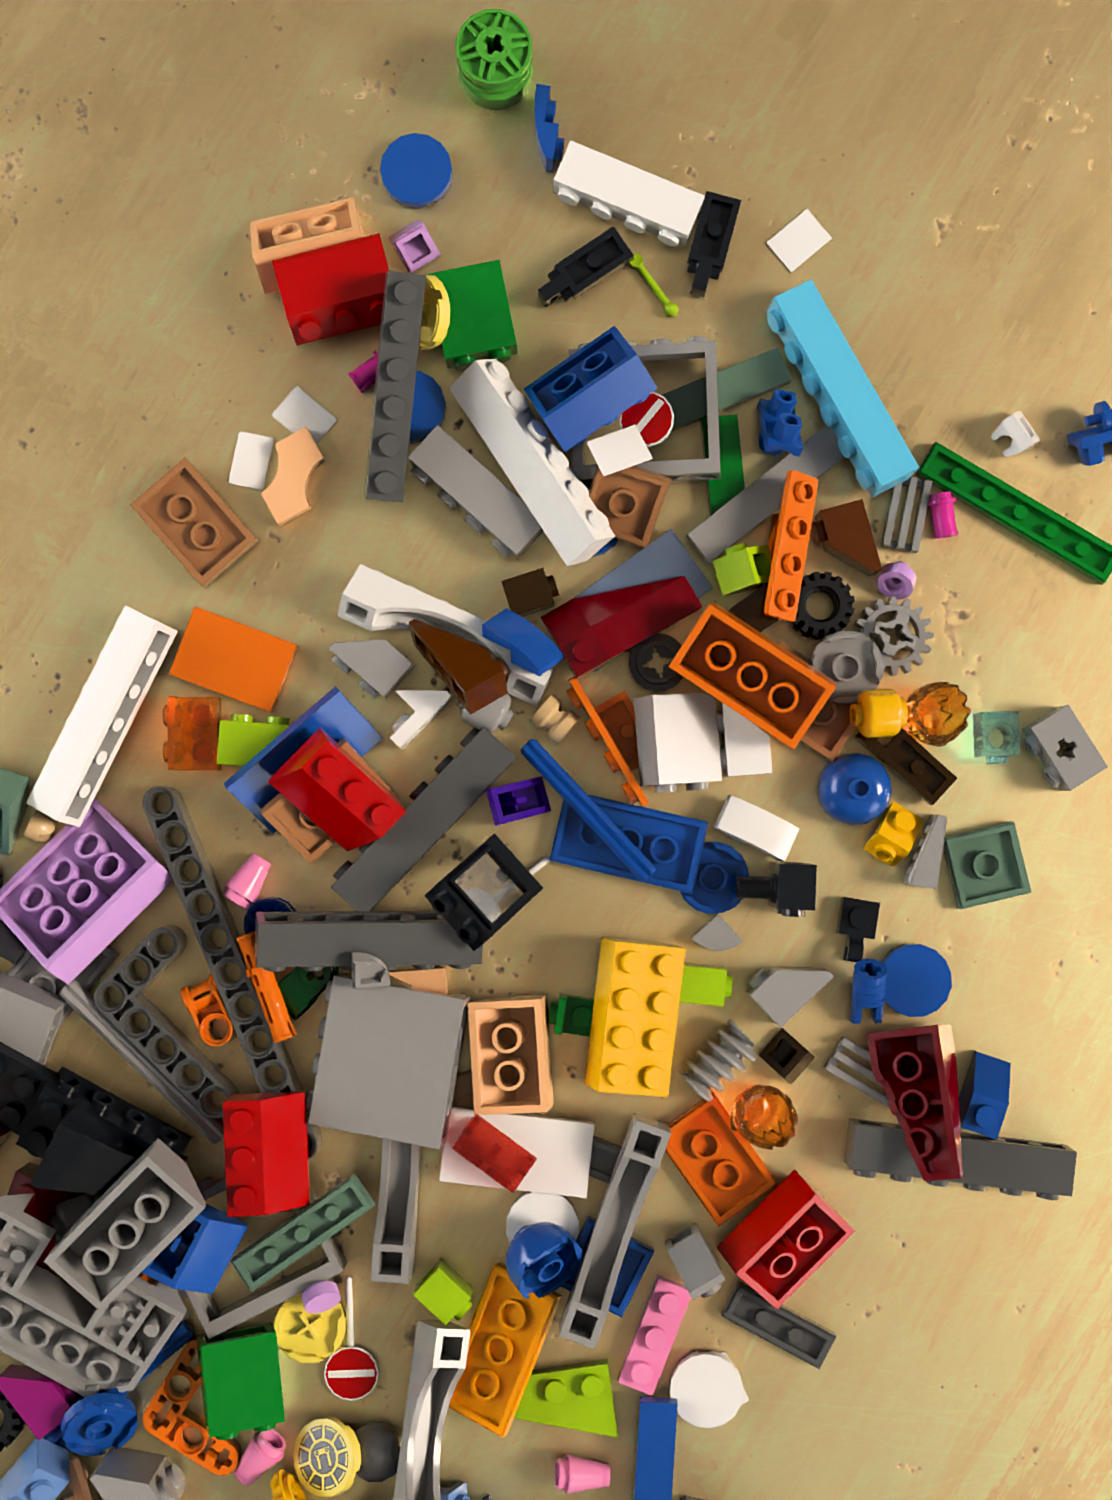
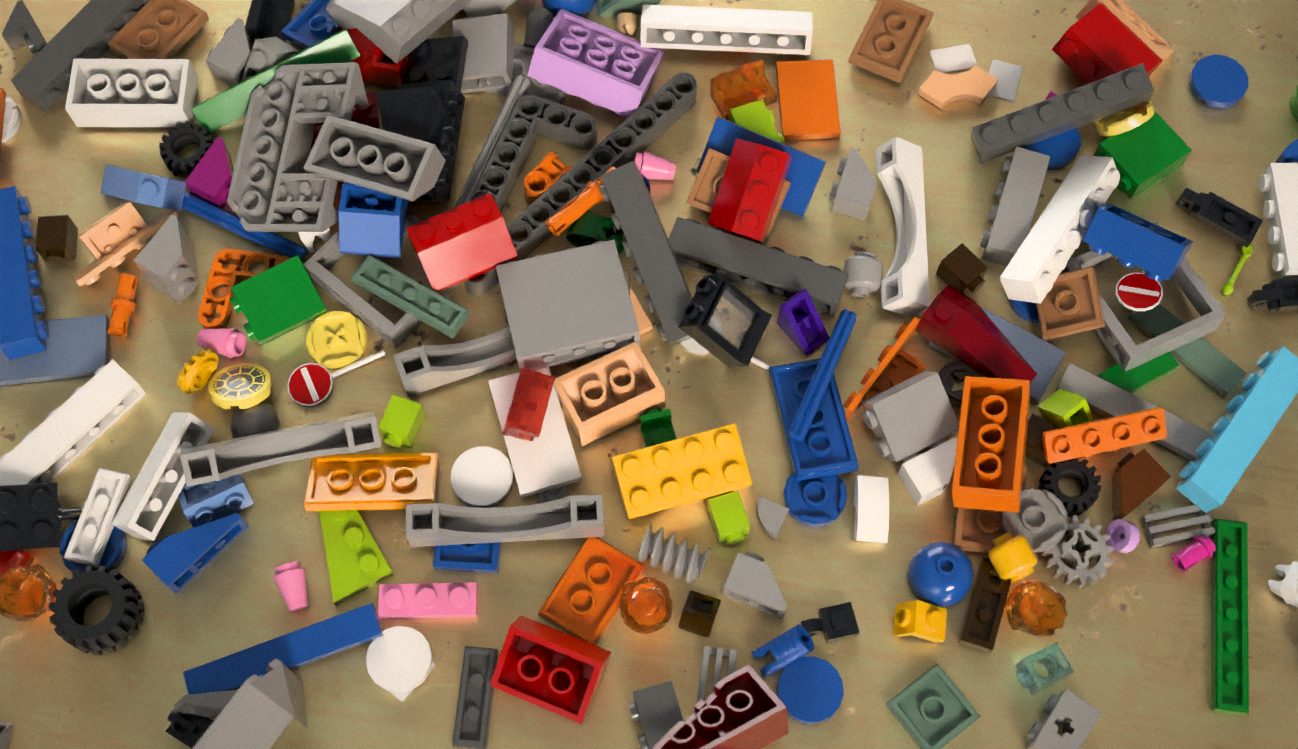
camera: 65 degrees right, 20 degrees down
(99, 1424) = (209, 219): blue tile -> none
(320, 1297) = (364, 330): lavender tile -> none
(368, 971) = (630, 257): light grey tile -> none
(414, 245) = (1166, 100): lavender slope -> none
(426, 705) = (839, 235): white slope -> none
(462, 665) = (886, 239): reddish brown slope -> none
(527, 643) = (927, 270): blue slope -> none
(541, 1258) = (459, 474): blue cylinder -> none
(555, 719) = (878, 326): tan wheel -> none
(619, 450) = (1105, 278): white sticker -> none
(695, 1262) = (504, 599): light grey slope -> none
(779, 424) = (1190, 394): blue hips -> none
(788, 887) = (838, 545): black brick -> none
(926, 860) = (912, 654): light grey slope -> none

